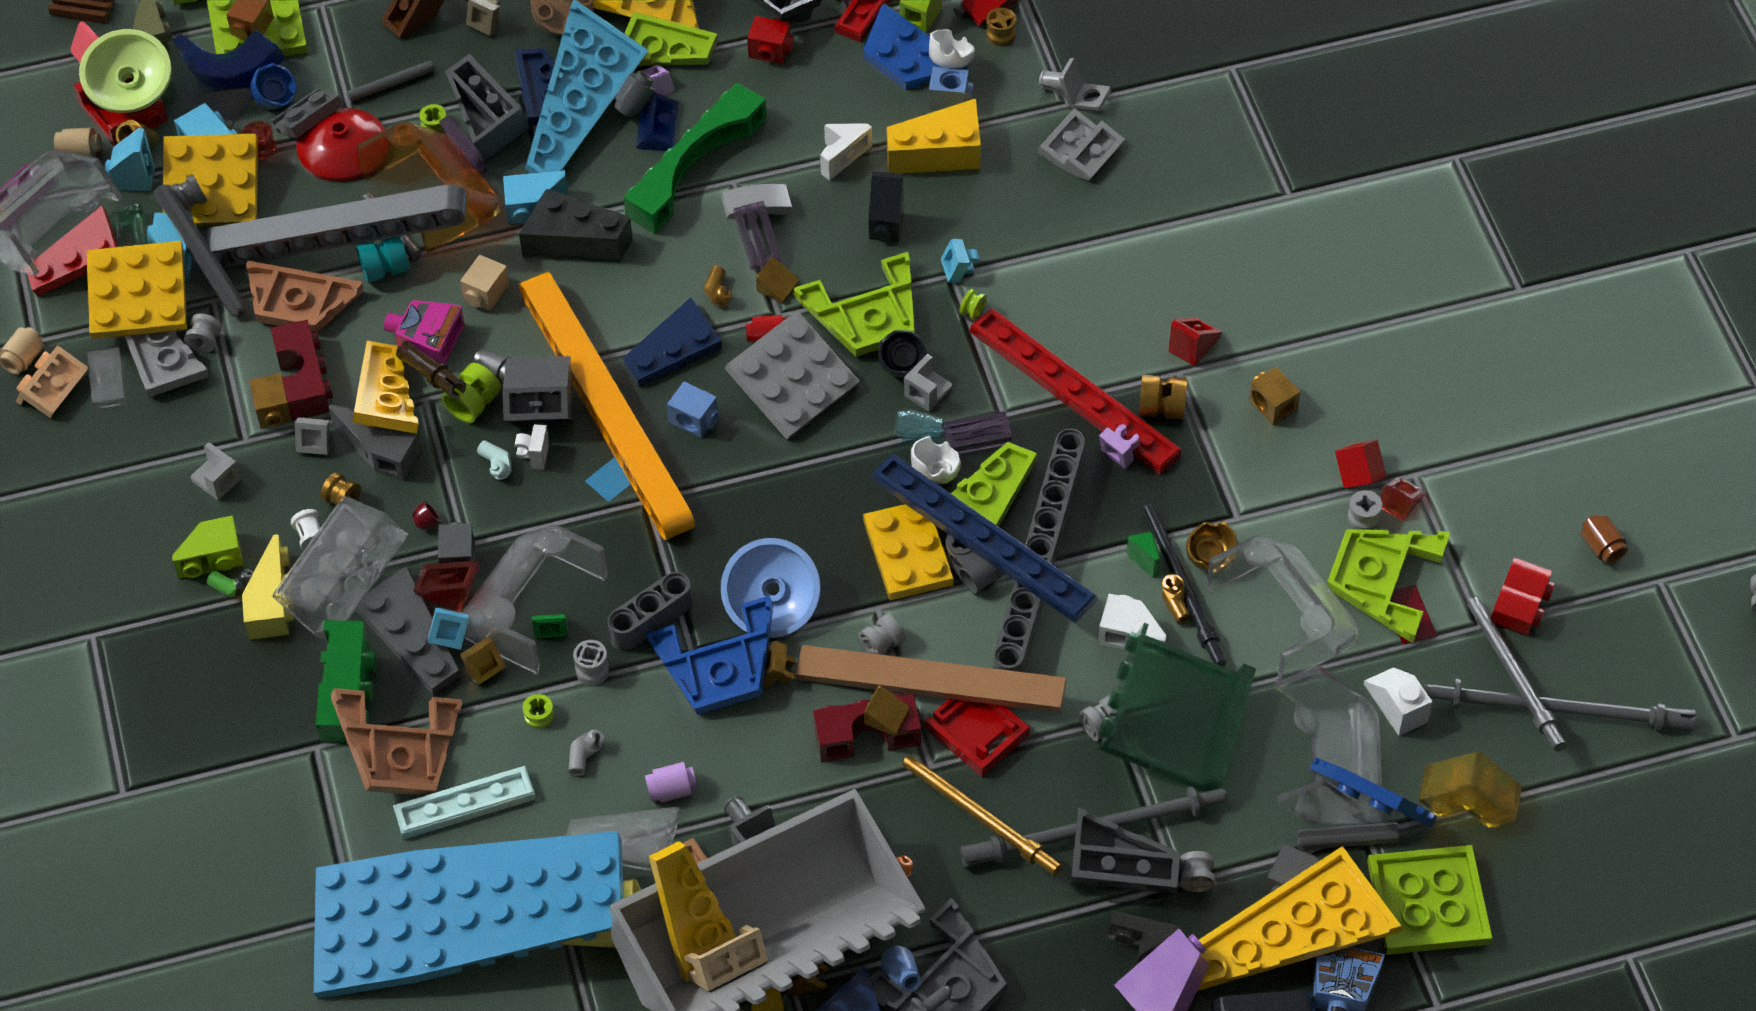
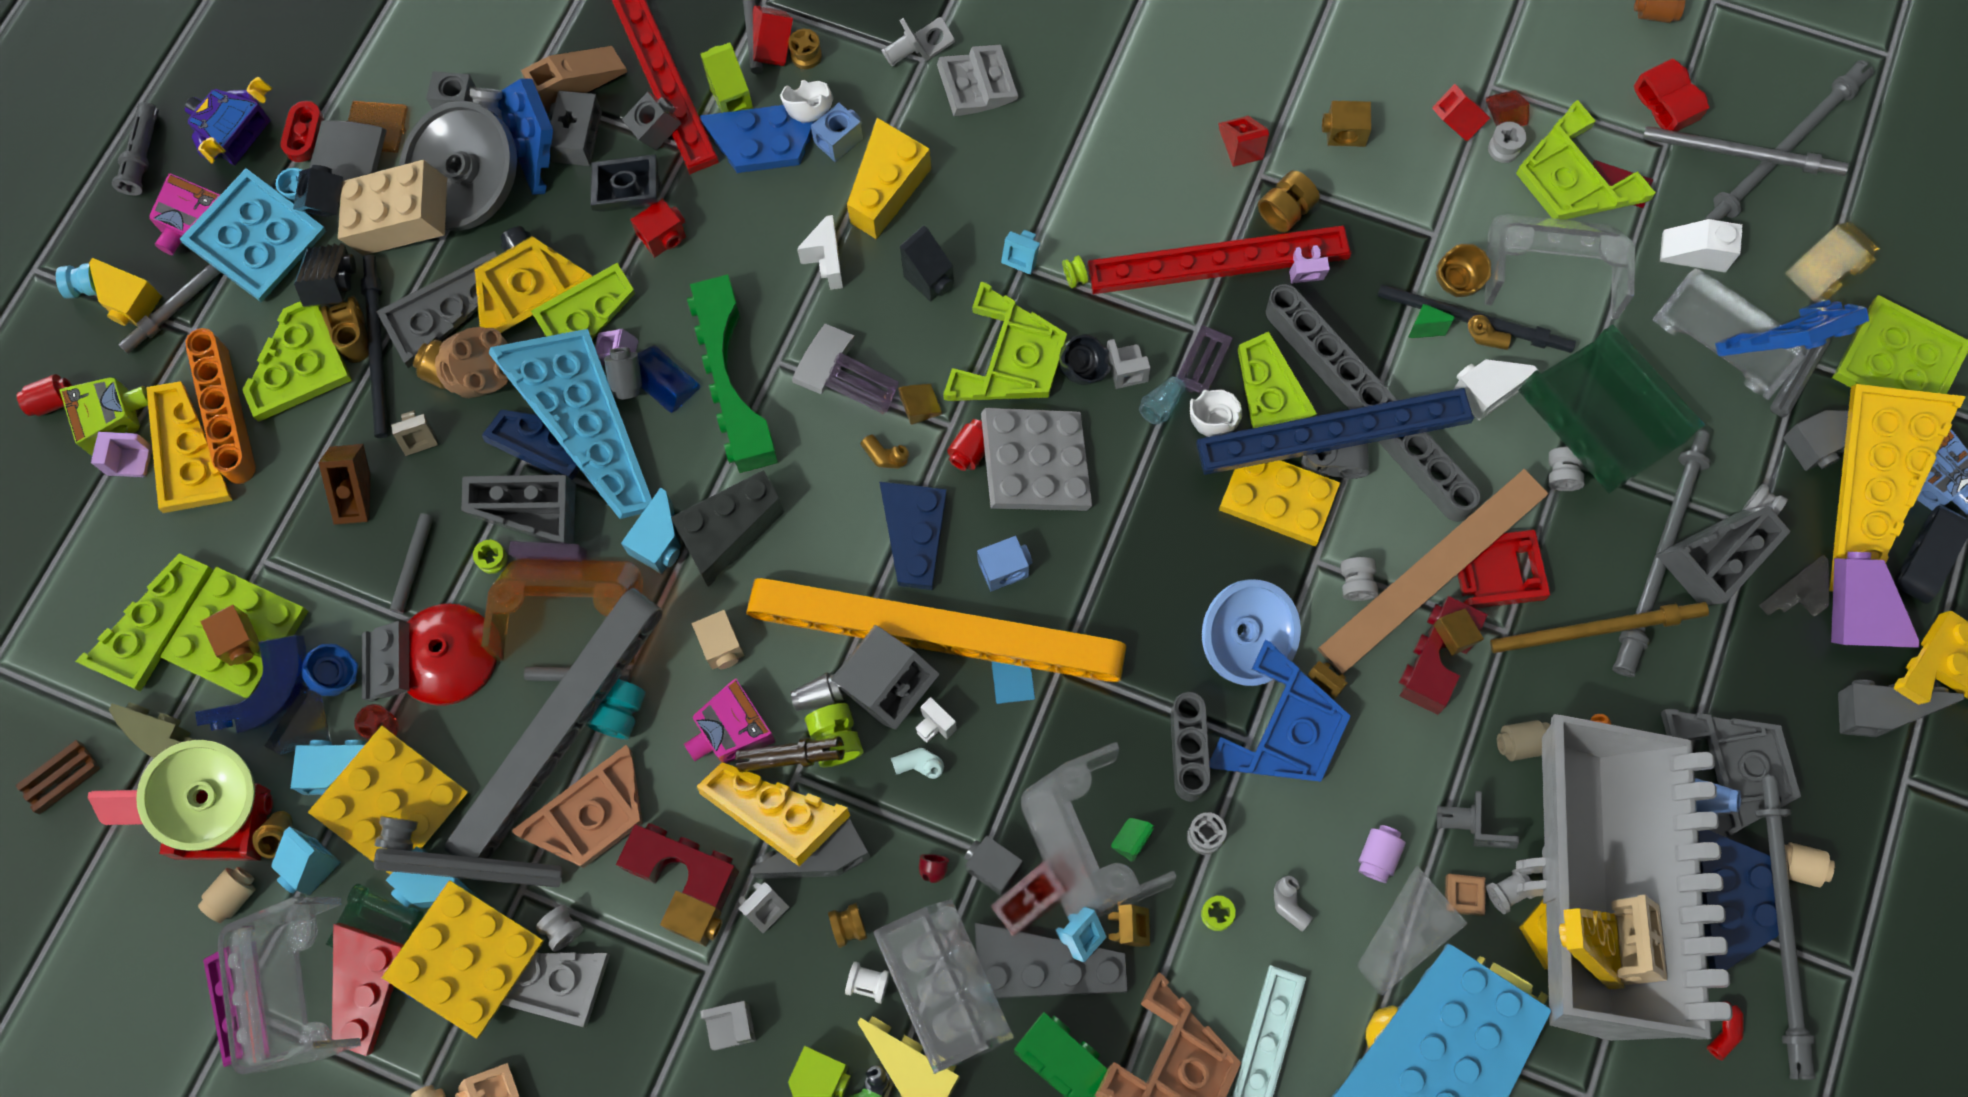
camera: 50 degrees left, 15 degrees up
(106, 378) = (530, 1052): clear plate -> none

